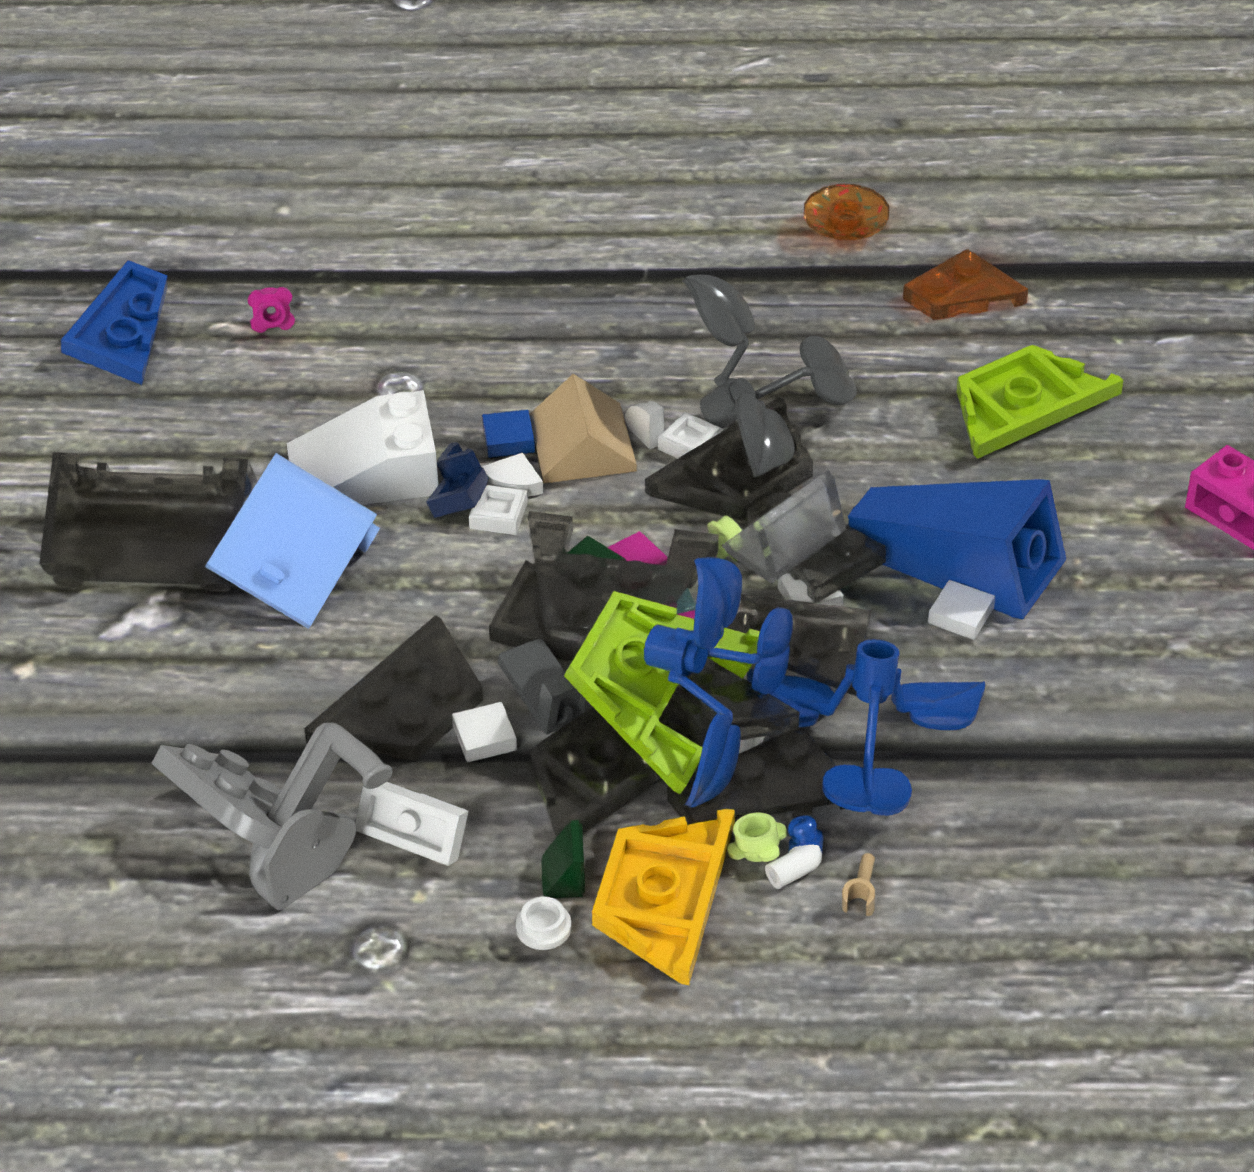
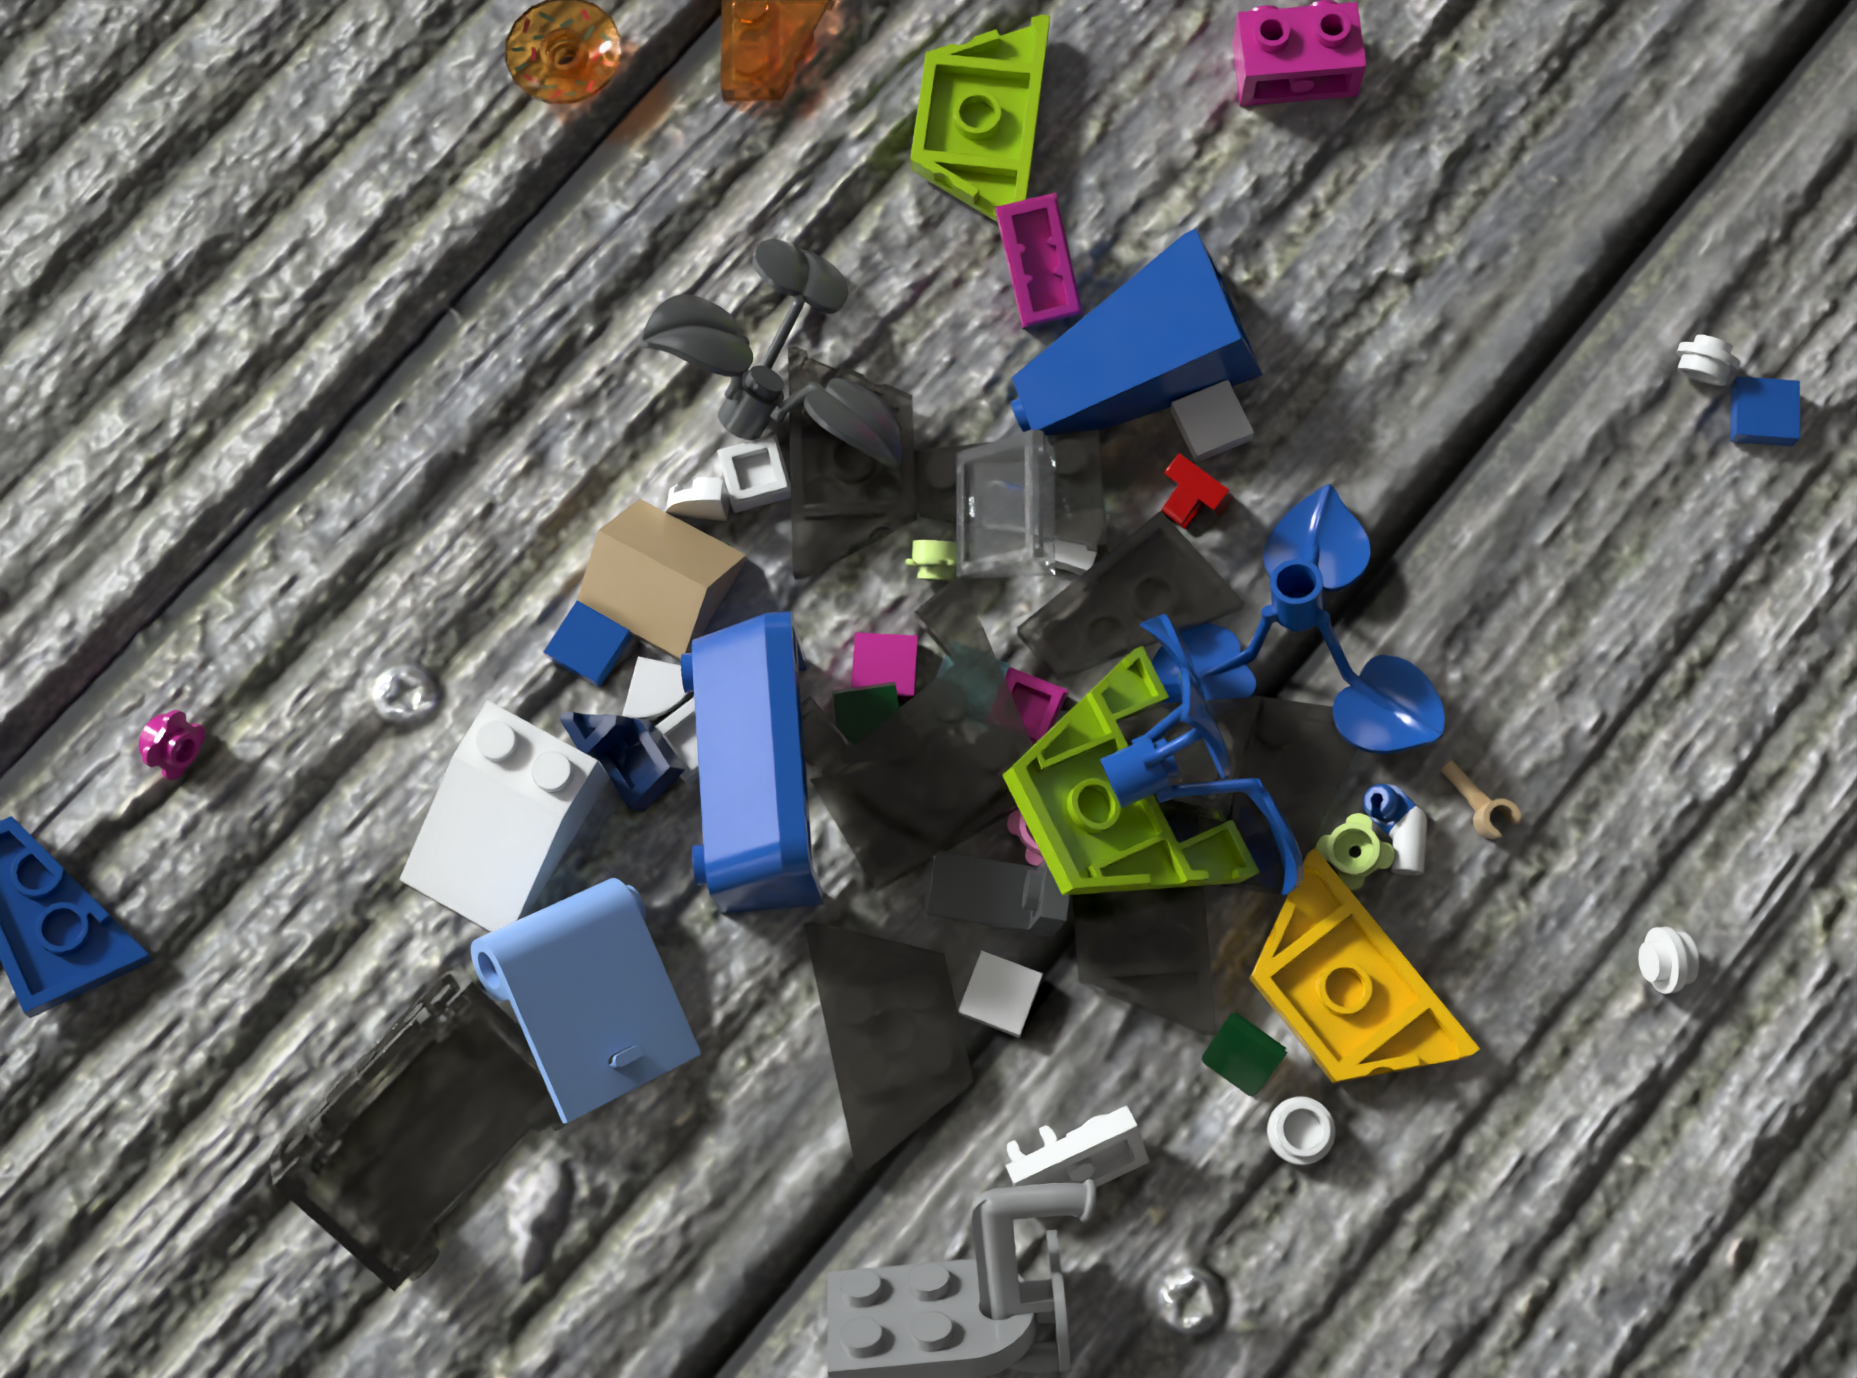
camera: 45 degrees left, 30 degrees up
(549, 463) = (752, 766): none -> windscreen
(858, 1040) = (1668, 959): none -> white plate
(901, 620) = (1193, 492): none -> red tile
(970, 454) = (1038, 260): none -> dark pink plate

